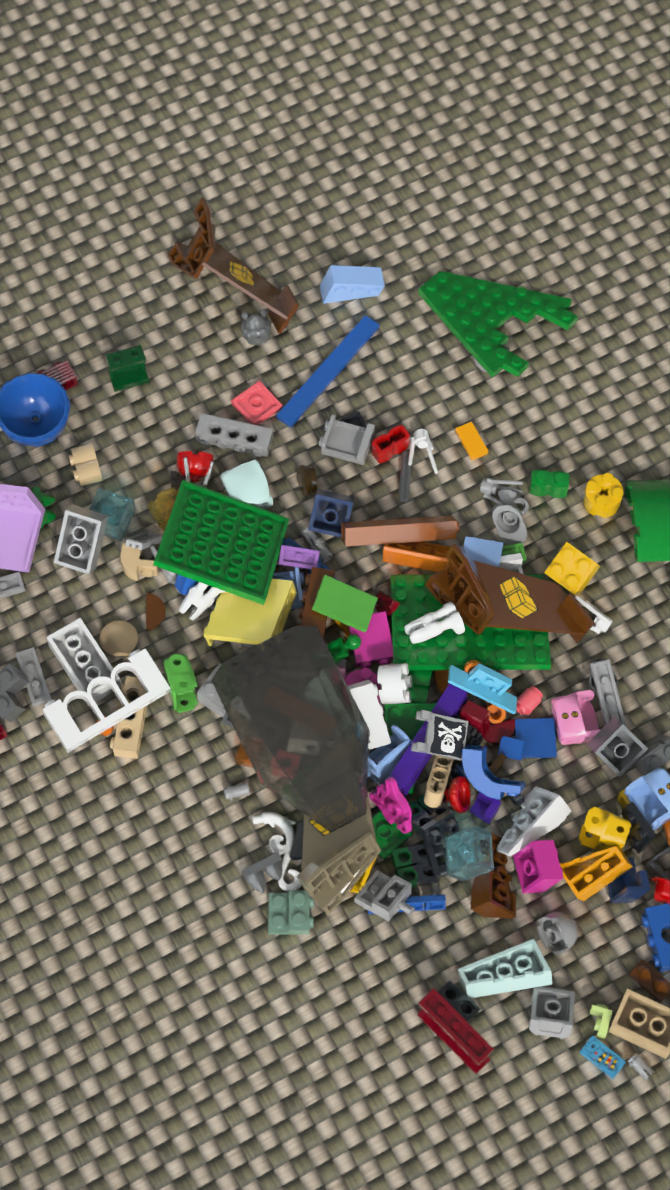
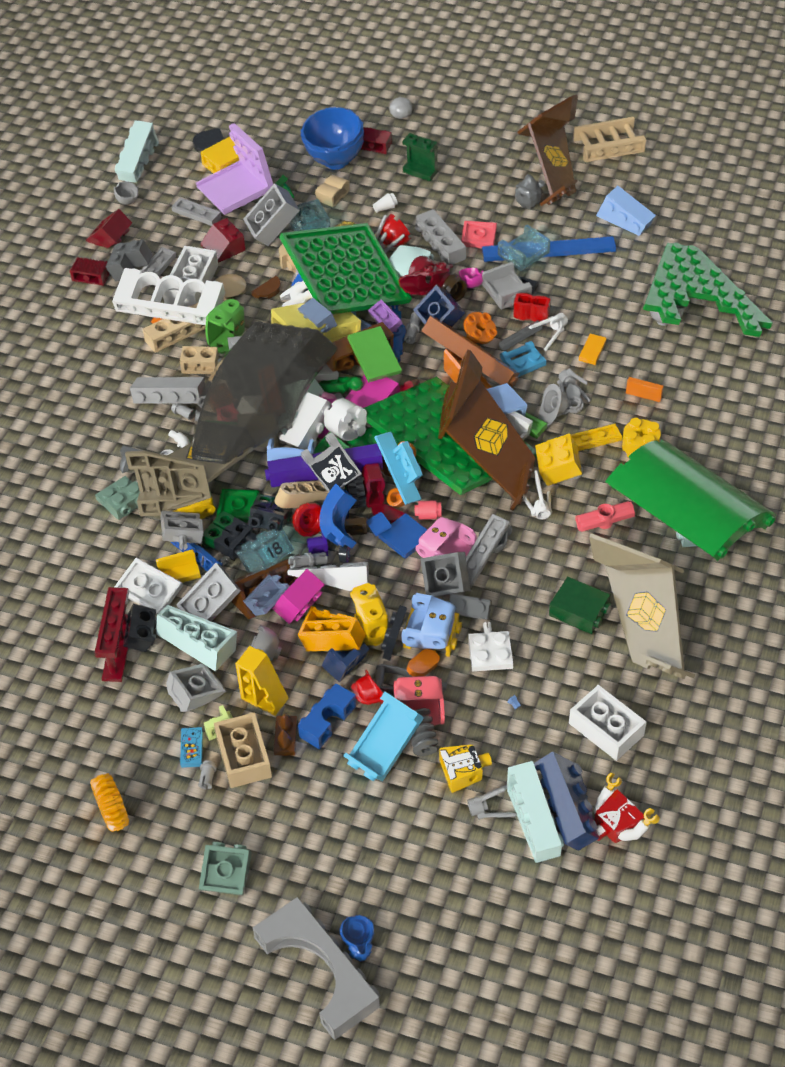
camera: 50 degrees right, 15 degrees down
(34, 324) = (401, 107): none -> light grey hair
(59, 599) = (224, 239): none -> dark red slope
(146, 438) = (386, 202): none -> white cone
(194, 736) = (198, 359): none -> tan brick
(210, 785) = (167, 389): none -> light grey brick
(259, 226) = (609, 149): none -> tan fence
(263, 609) = (318, 315): none -> sand blue hinge
(281, 487) = (420, 267): none -> dark red piece
(307, 454) = (471, 276): none -> dark pink hair
(317, 388) = (525, 248): none -> clear light blue panel
(376, 500) = (480, 327): none -> orange plate
(393, 805) = (255, 484): dark pink tile -> none
(412, 967) = (149, 585): none -> white tile
(415, 931) = (180, 566): none -> yellow panel
(428, 627) = (415, 405): white piece -> none
(438, 500) = (525, 363): none -> dark azure plate
(474, 931) = (210, 594): none -> light grey plate
(500, 828) = (308, 560): none -> light grey pin
(513, 887) = (265, 595): none -> sand blue hinge
(546, 483) = (612, 406): green brick -> none
(553, 446) = (644, 389): none -> orange tile
(559, 531) = (597, 437): none -> yellow tile
(598, 961) = (260, 682): none -> yellow wedge
(614, 1157) = (110, 802): none -> light orange gear
(648, 596) = (605, 516): none -> coral piece

